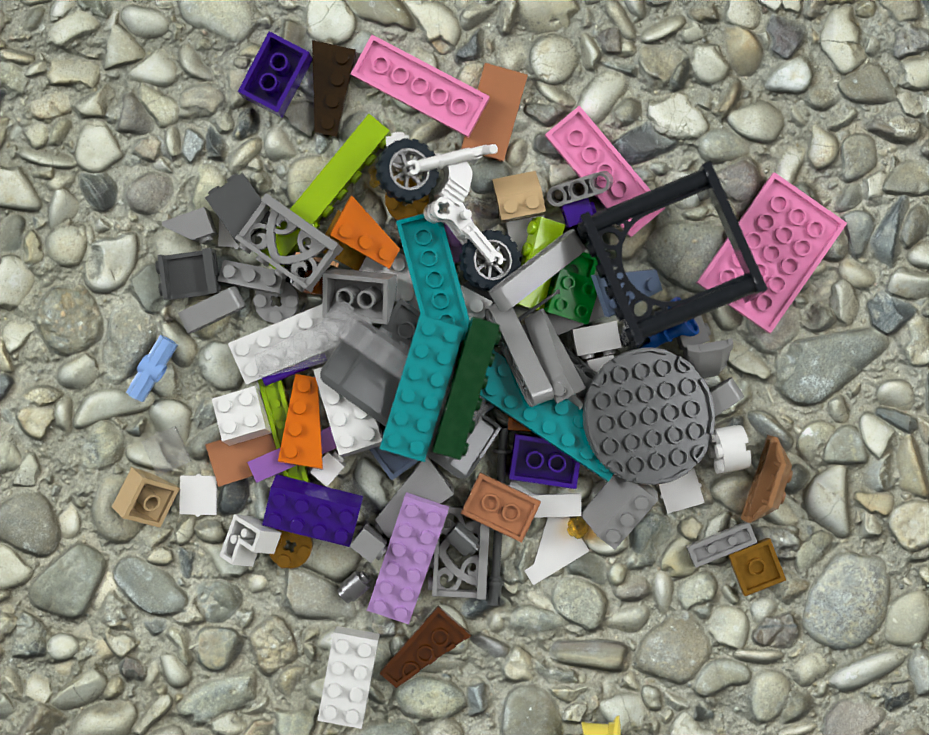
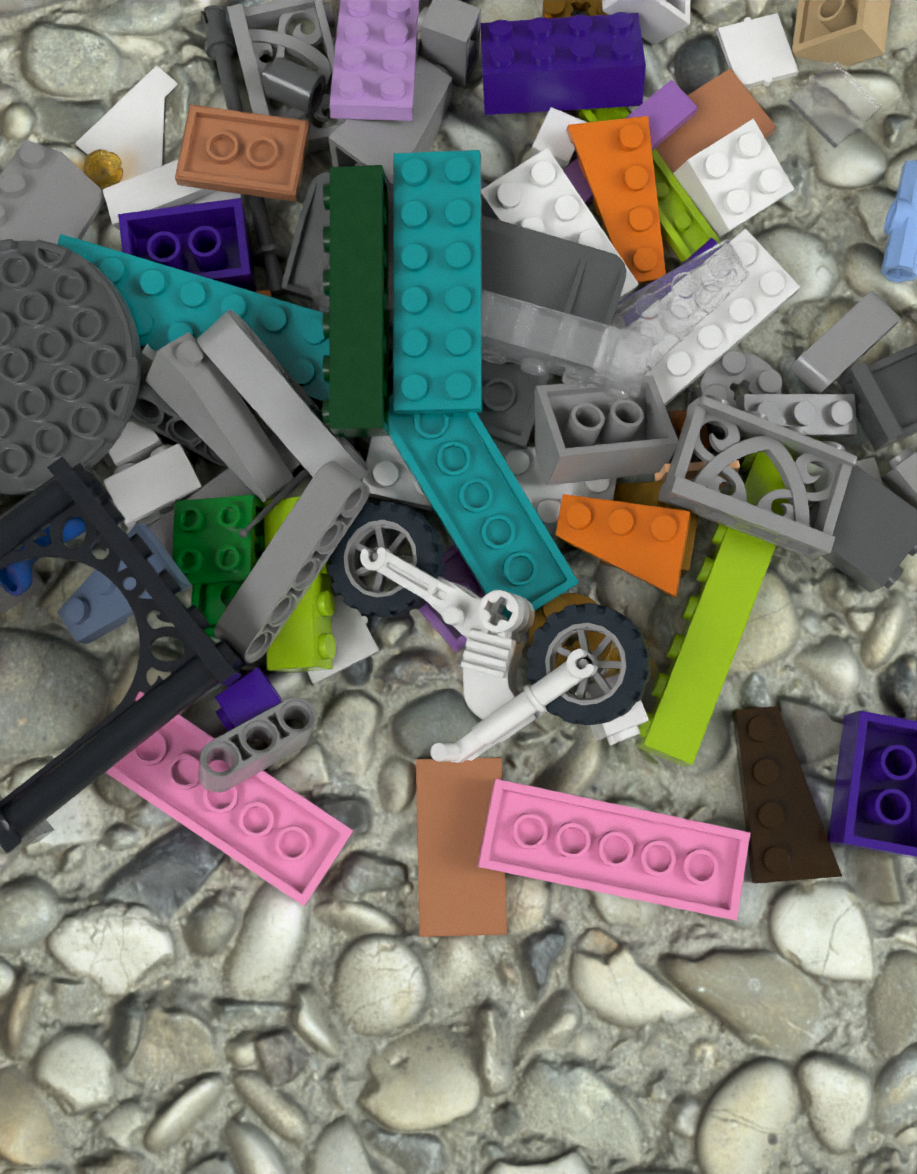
camera: 160 degrees right, 10 degrees down
(518, 196) = (368, 700): tan slope -> none

